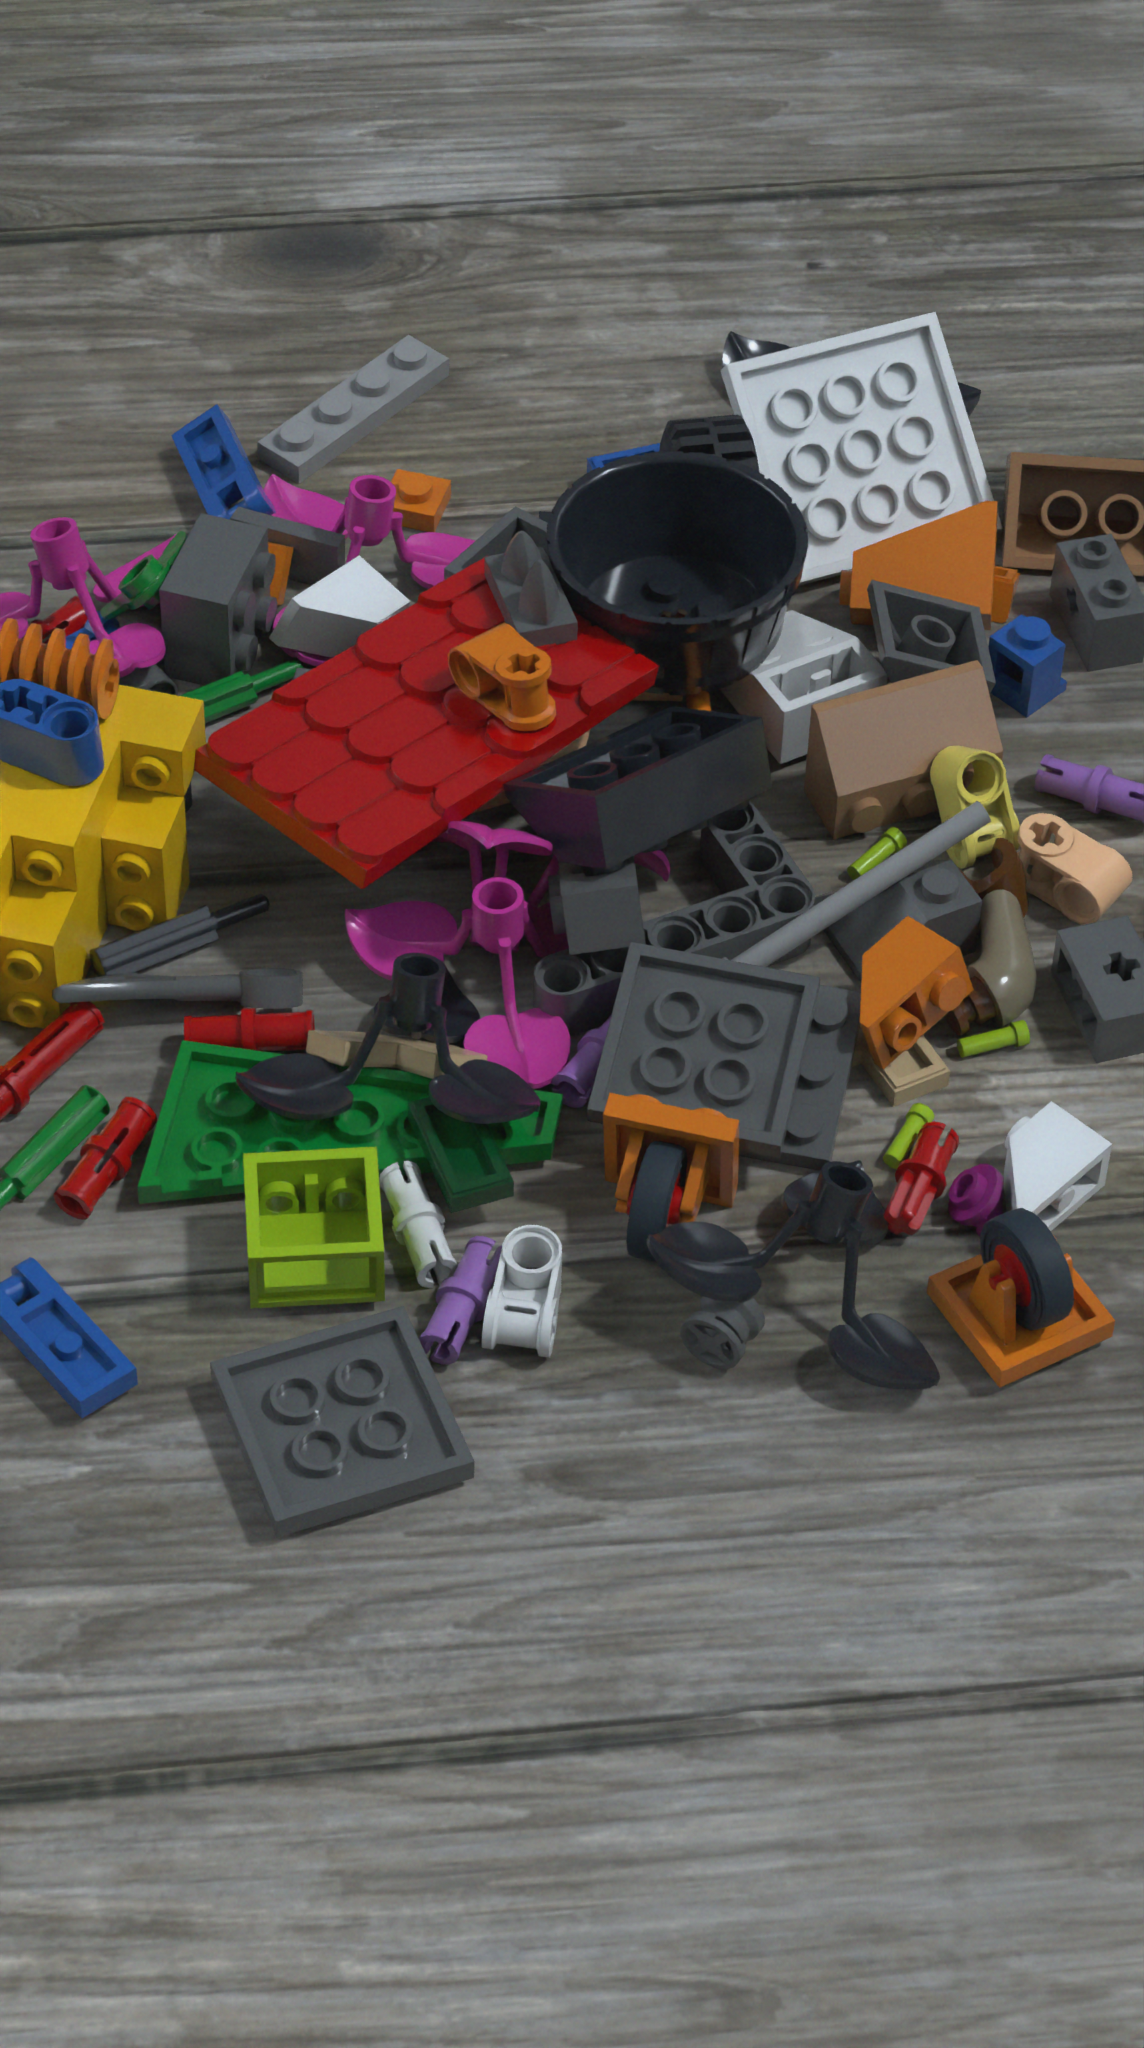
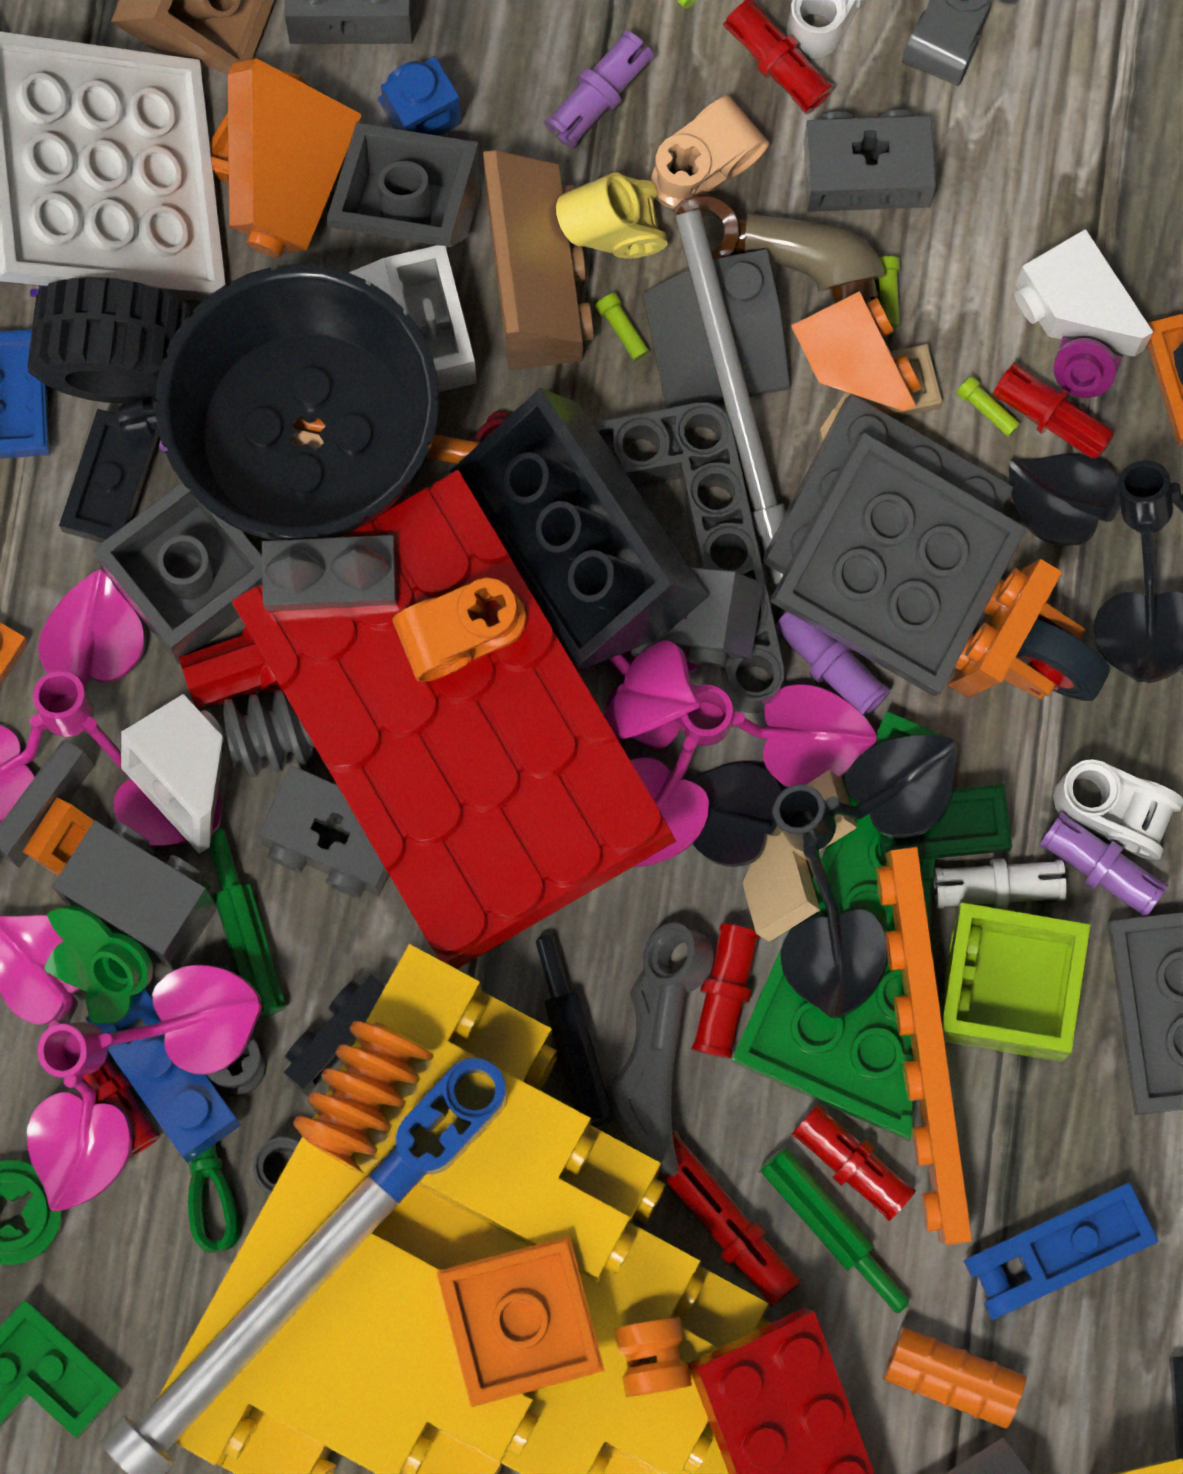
camera: 75 degrees left, 30 degrees up
(214, 1161) = (928, 1073): none -> orange plate

